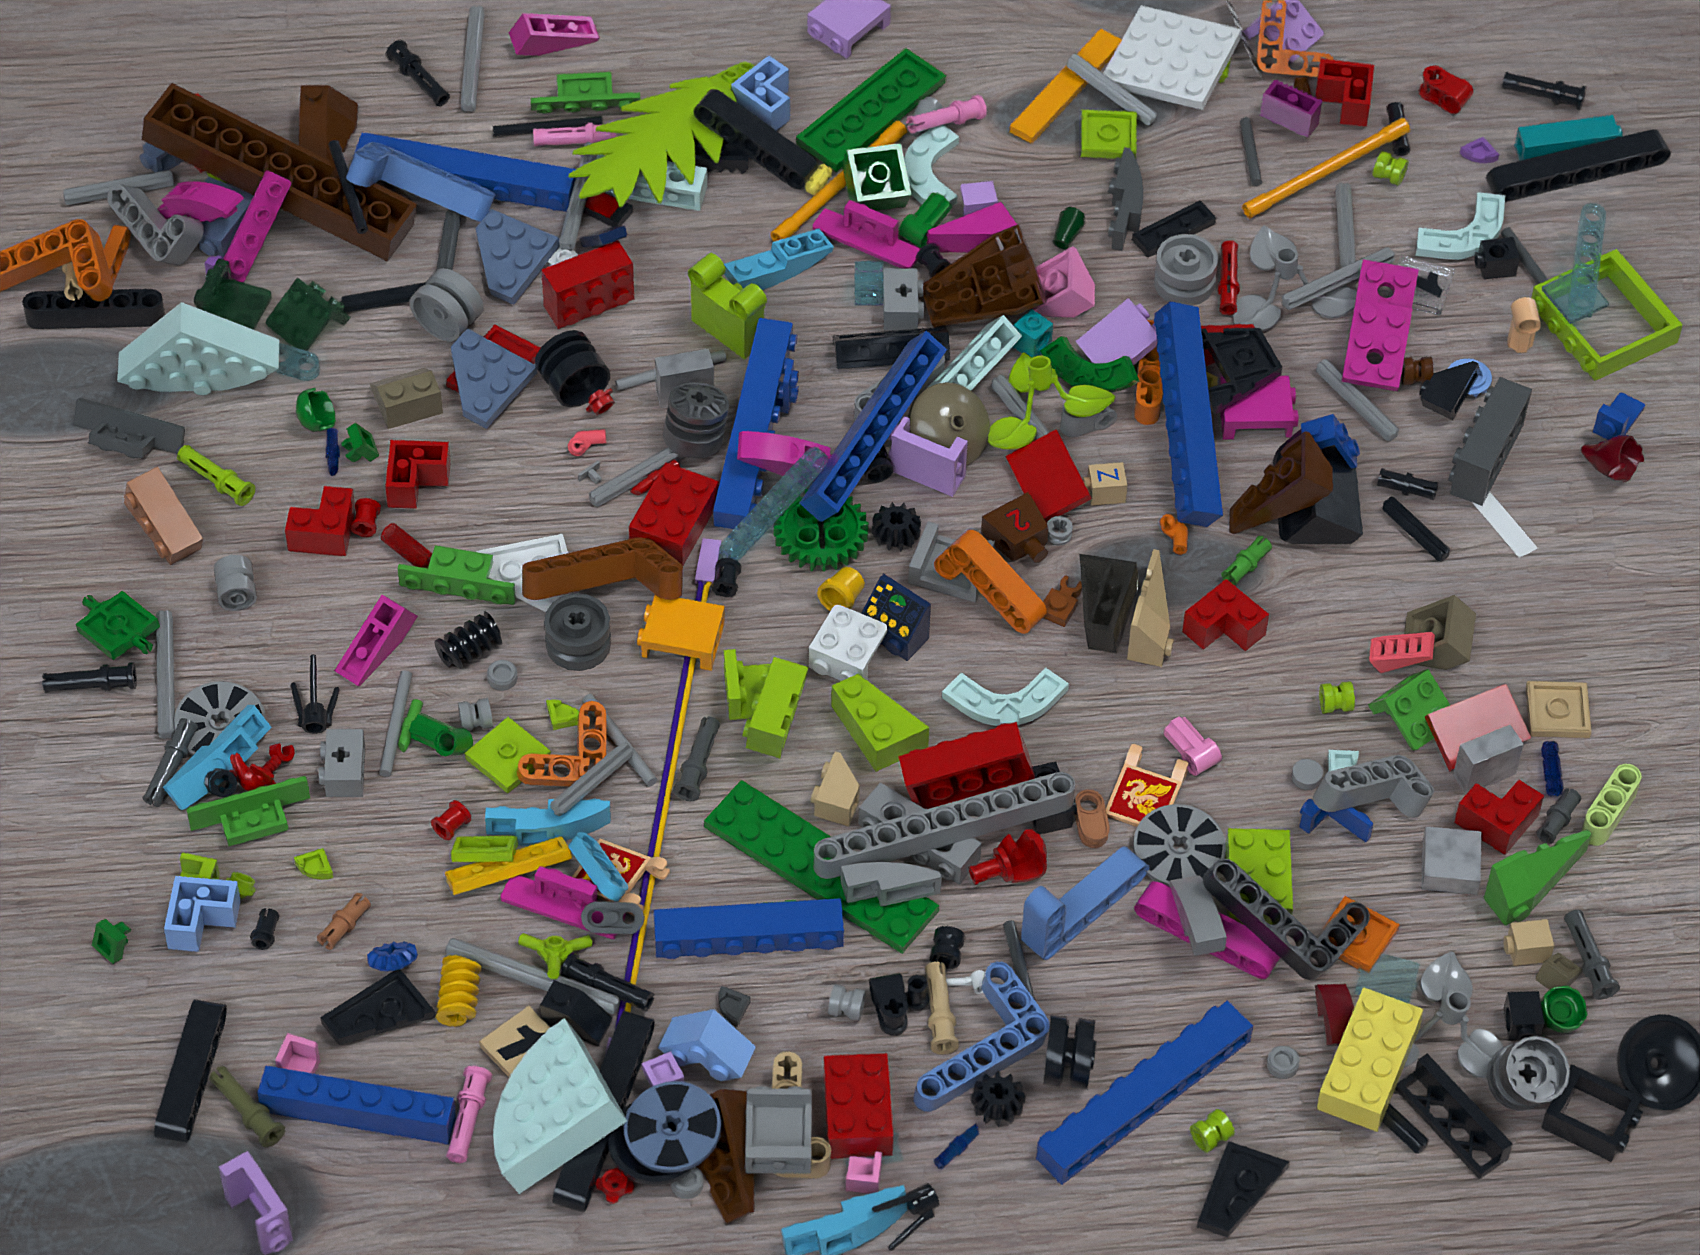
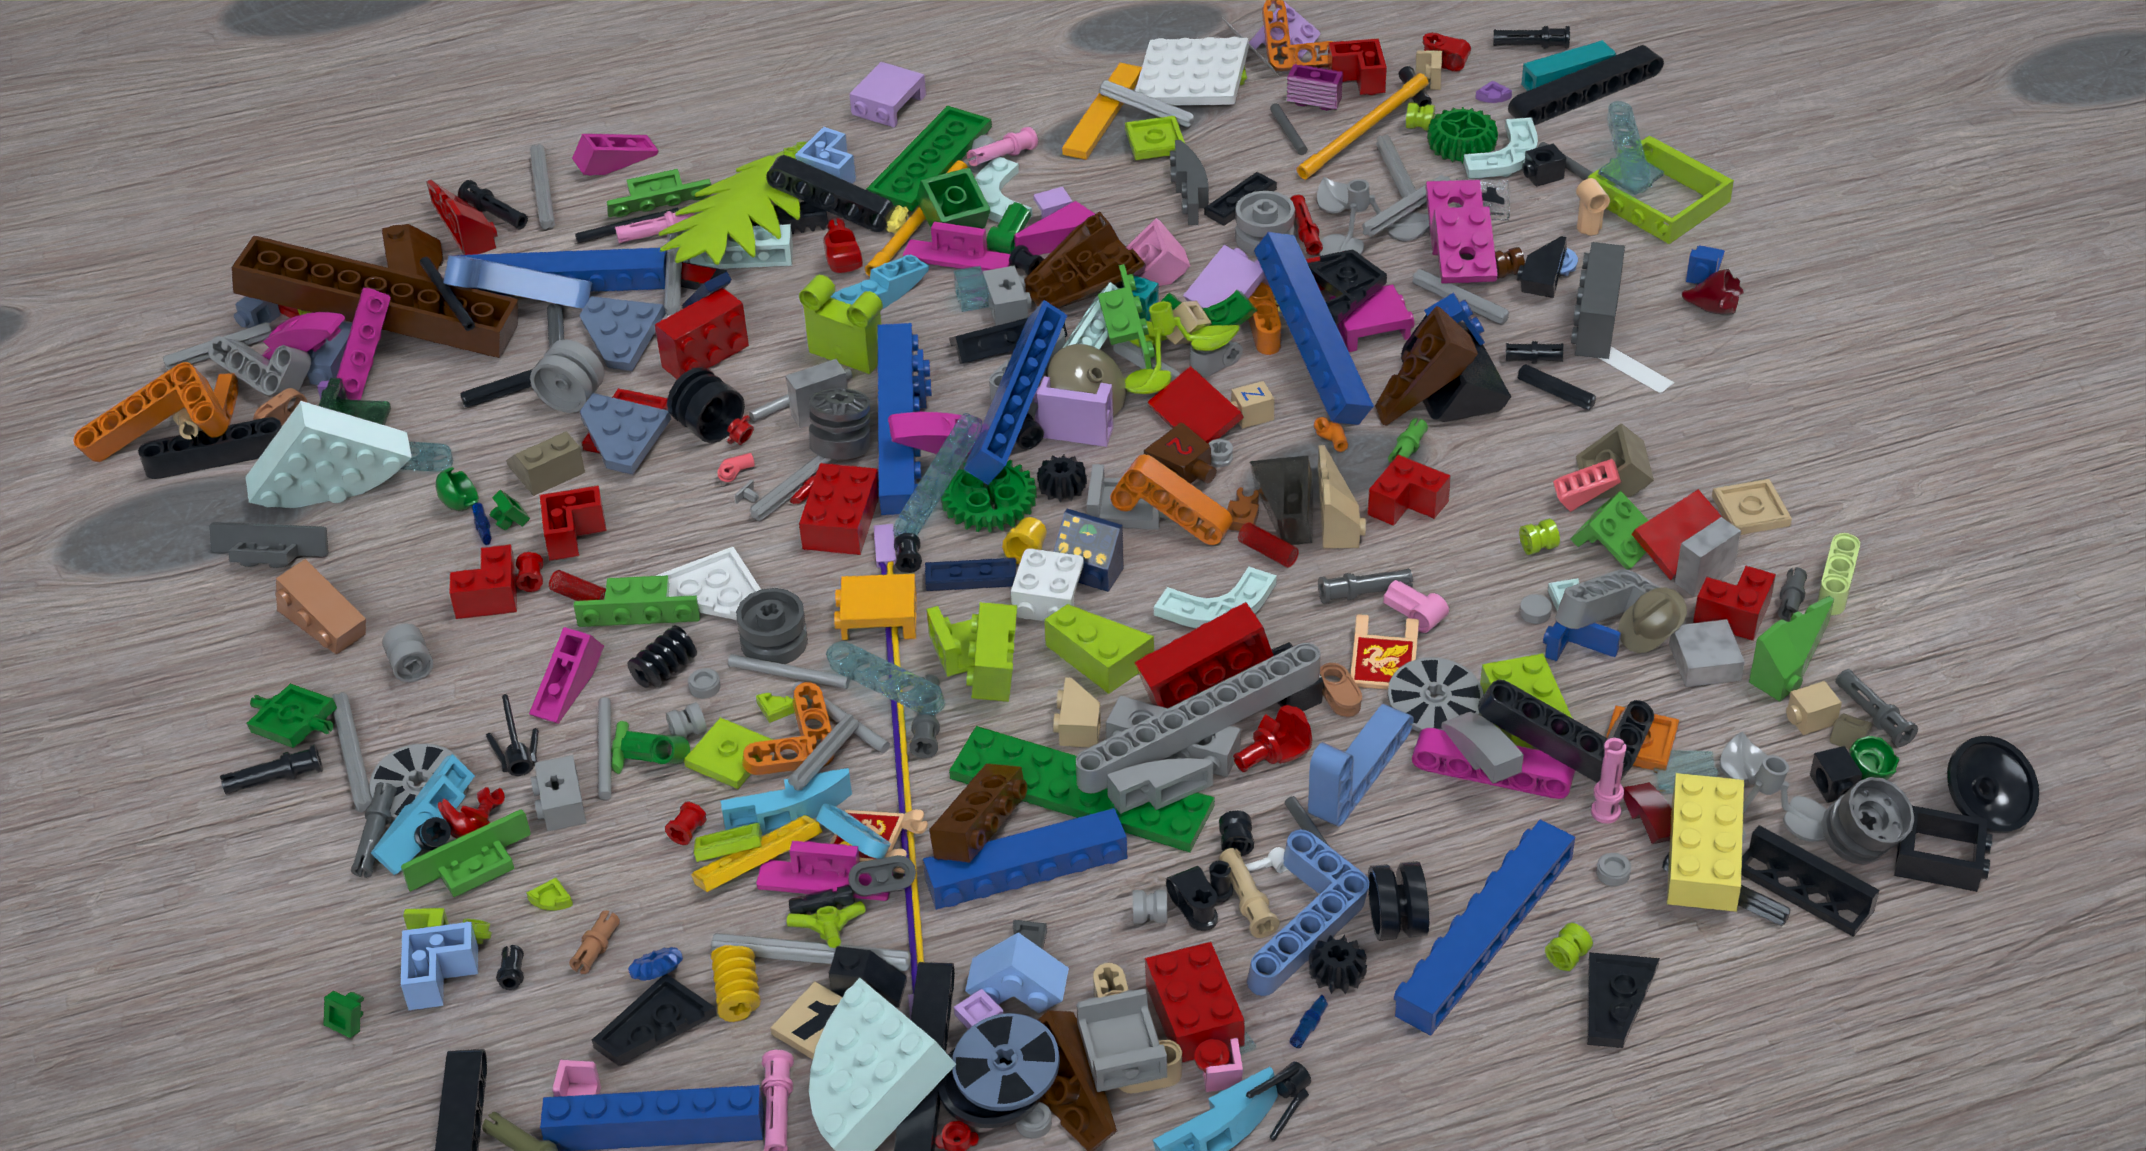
camera: 10 degrees left, 10 degrees down
(163, 279) = (278, 405): none -> nougat piece
(225, 480) = (387, 572): lime pin -> none
(305, 313) = (428, 411): clear green bracket -> none
(385, 89) = (464, 222): none -> red wedge
(554, 927) = (817, 900): none -> black axle
(583, 680) = (789, 671): none -> light grey bar
(595, 976) = (879, 937): black pin -> none
(604, 565) = (785, 562): dark orange beam -> none
(670, 722) = (891, 687): none -> clear light blue beam
(715, 874) = (977, 812): none -> reddish brown brick
(751, 204) = (841, 248): none -> red piece
(780, 612) = (970, 574): none -> dark blue tile
(856, 1161) = (1211, 1053): none -> red plate
(1004, 359) = (1122, 317): none -> bright green bracket
(1068, 227) = (1143, 211): dark green cone -> none
(1070, 641) = (1268, 544): none -> red piece
(1071, 374) = (1192, 319): none -> tan brick
(1137, 710) = (1351, 586): none -> dark grey pin
(1301, 983) = (1608, 790): none -> bright pink pin
(1409, 815) = (1652, 619): none -> dark tan piece
(1424, 103) = (1430, 65): none -> tan bracket
(1426, 200) = (1461, 133): none -> green gear
(1552, 768) = (1767, 555): clear blue axle -> none

